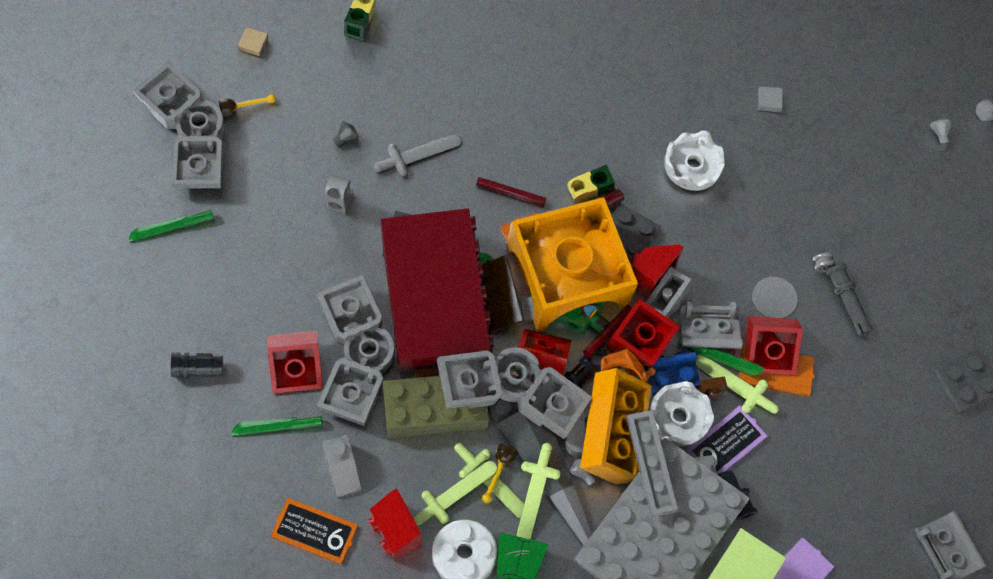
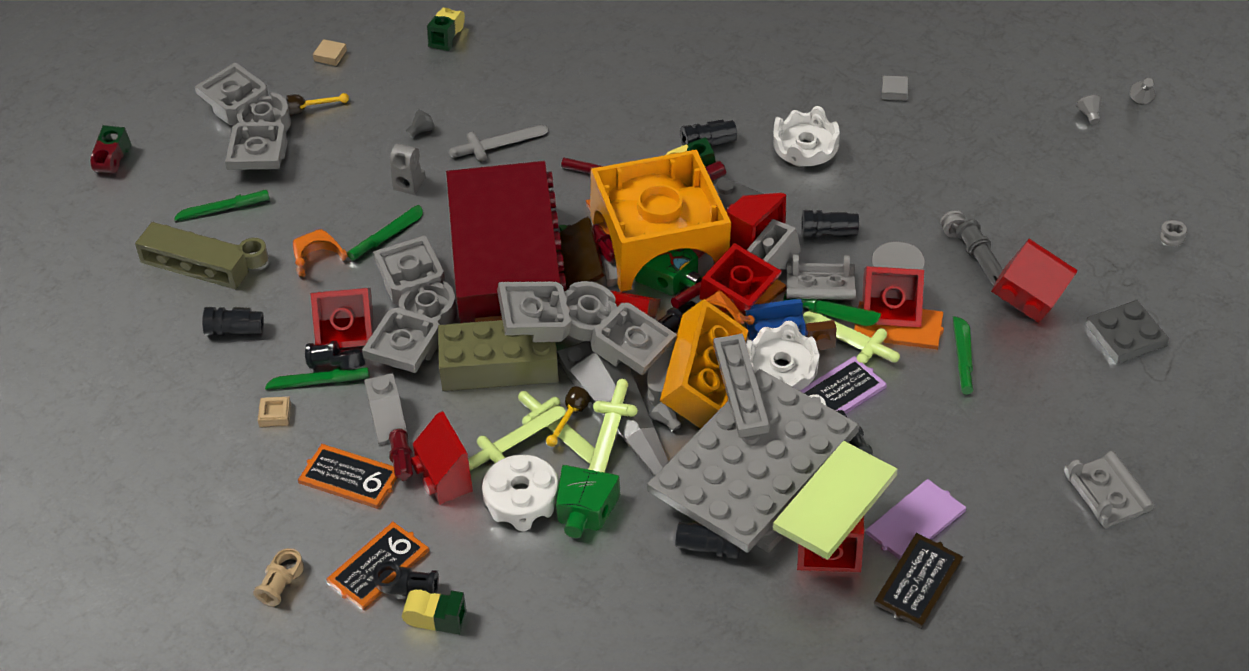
camera: 10 degrees right, 20 degrees down
(60, 161) = (109, 151): none -> dark red leg
(157, 289) = (200, 255): none -> olive hinge
(242, 462) = (274, 411): none -> tan tile
(261, 271) = (314, 241): none -> orange helmet
(292, 405) = (332, 355): none -> black connector
(325, 259) = (385, 233): none -> green piece
(358, 513) = (400, 454): none -> dark red axle
(521, 281) = (604, 243): none -> dark red axle
(610, 153) = (716, 132): none -> black axle
(716, 260) = (829, 223): none -> black axle
(831, 396) = (963, 347): none -> green piece
(893, 338) = (1033, 280): none -> red slope

